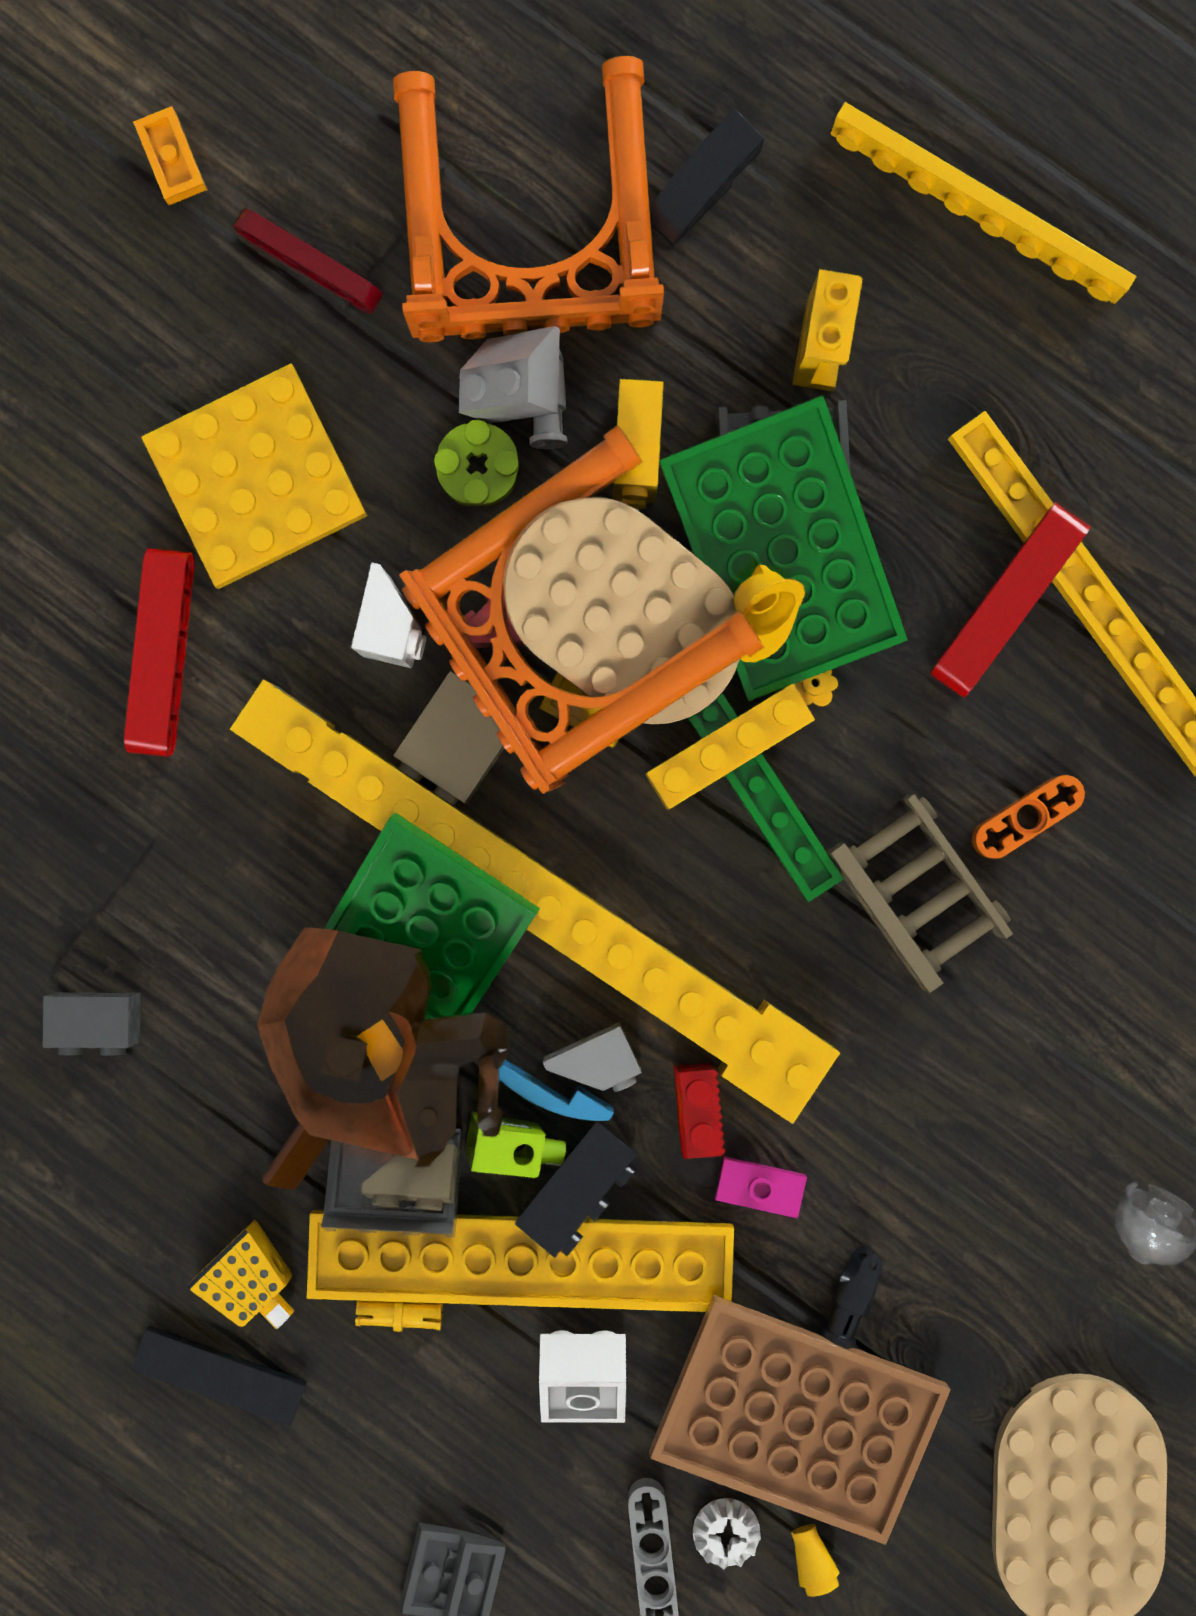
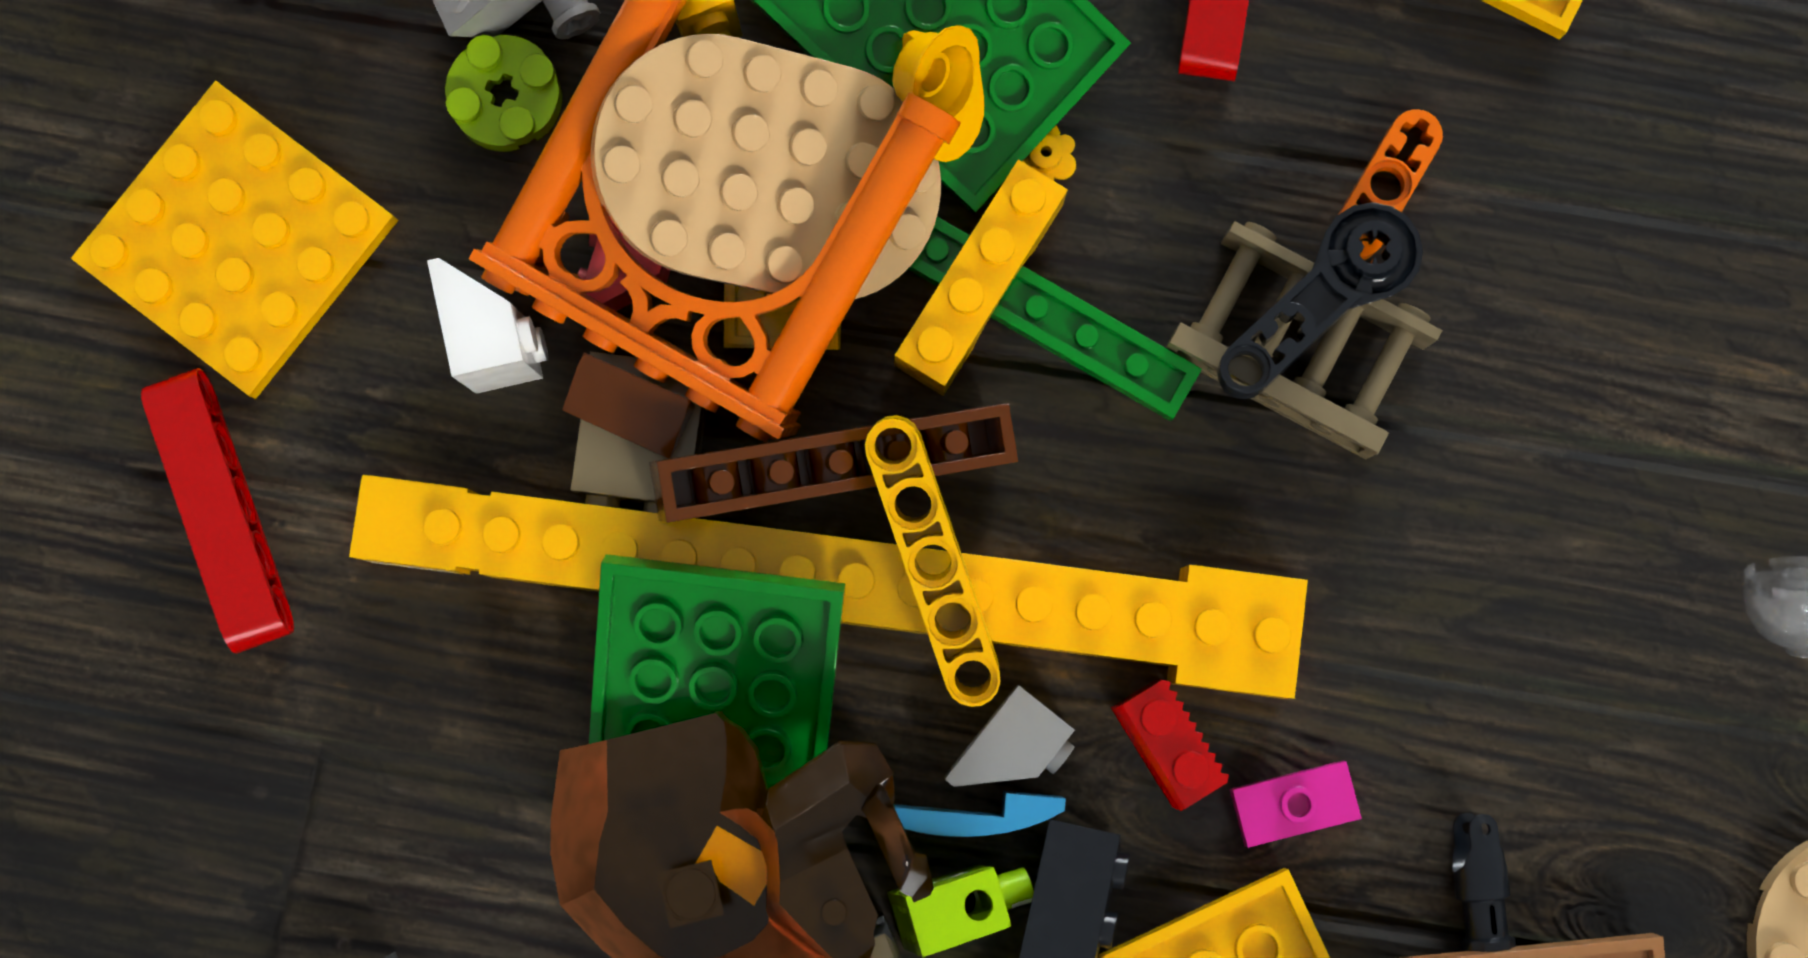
camera: 25 degrees left, 5 degrees down
(456, 720) = (627, 406): none -> reddish brown slope
(571, 824) = (824, 463): none -> reddish brown brick
(596, 942) = (935, 590): none -> yellow beam
(956, 871) = (1331, 289): none -> black beam

